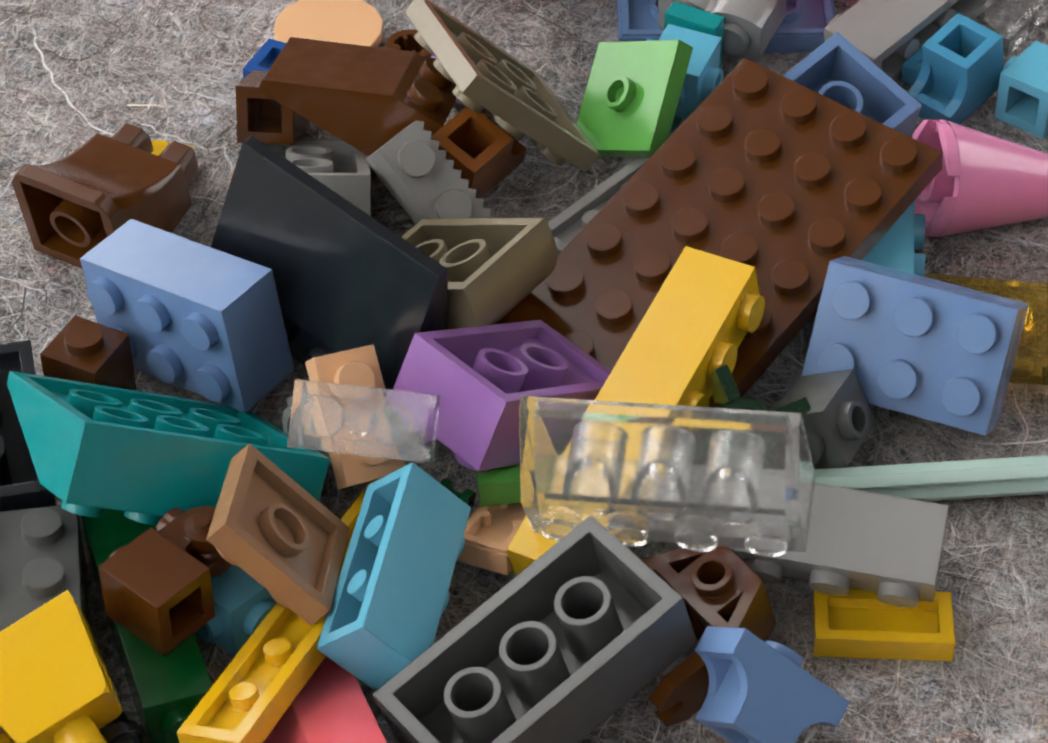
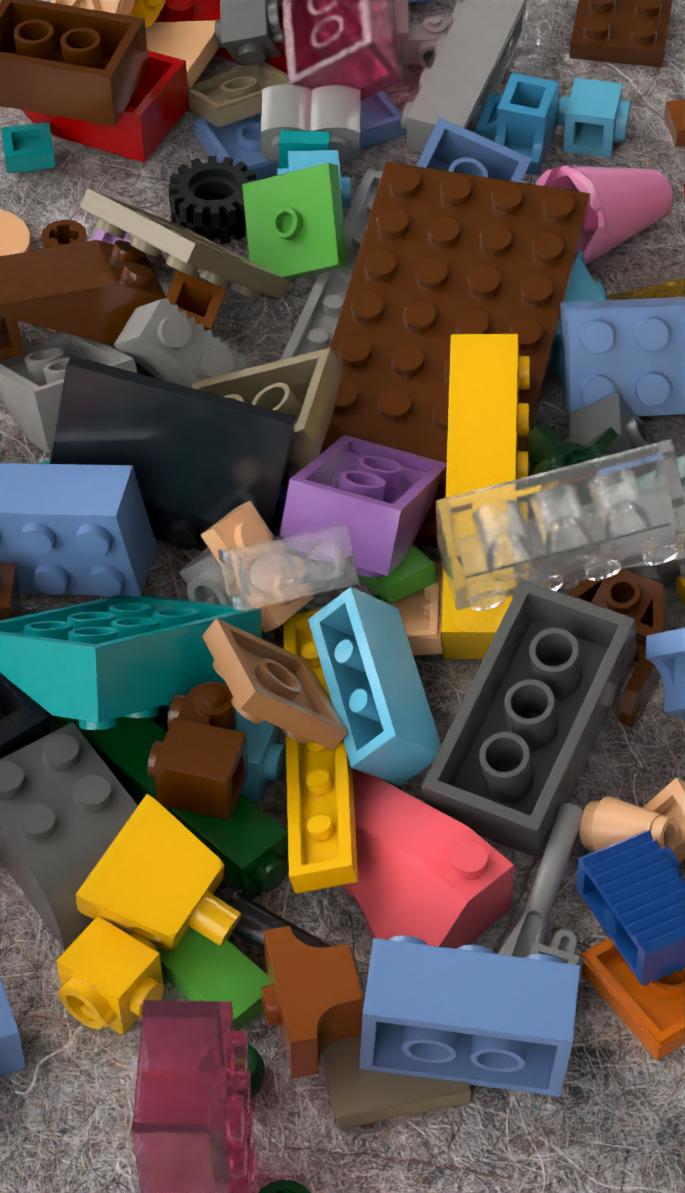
camera: 25 degrees left, 5 degrees up
(568, 47) = (196, 186): none -> black tyre

